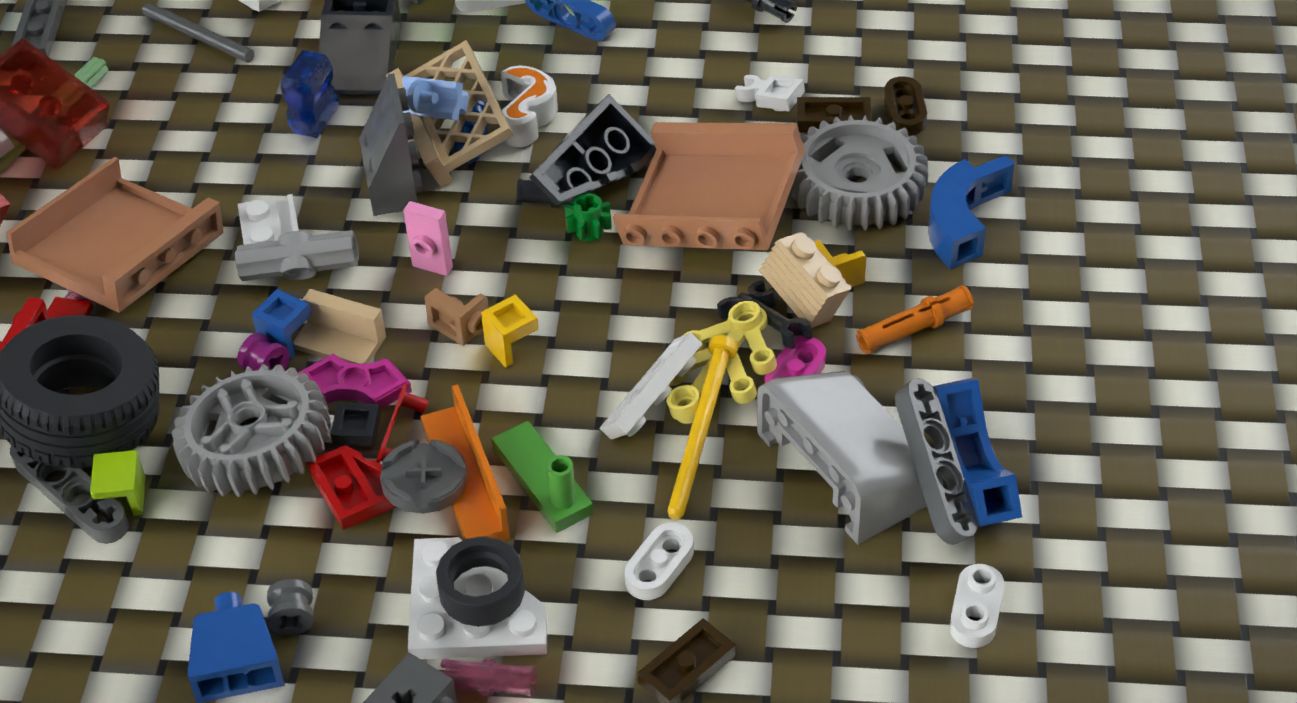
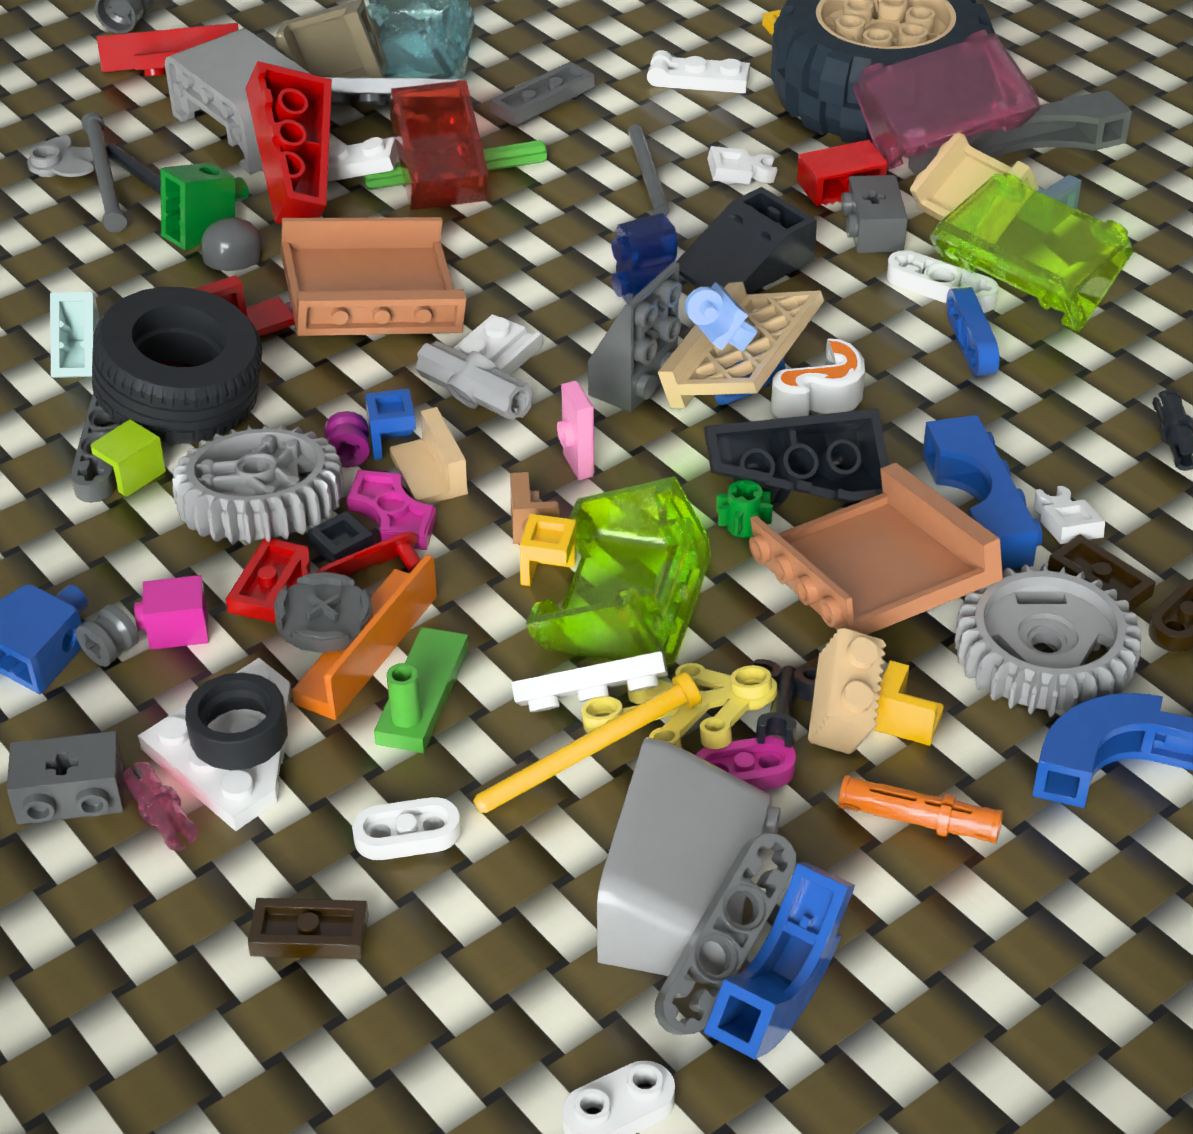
camera: 45 degrees right, 5 degrees down
(316, 554) = (173, 612): none -> dark pink brick
(580, 309) = (634, 578): none -> clear neon green windscreen
(673, 94) = (966, 458): none -> blue arch

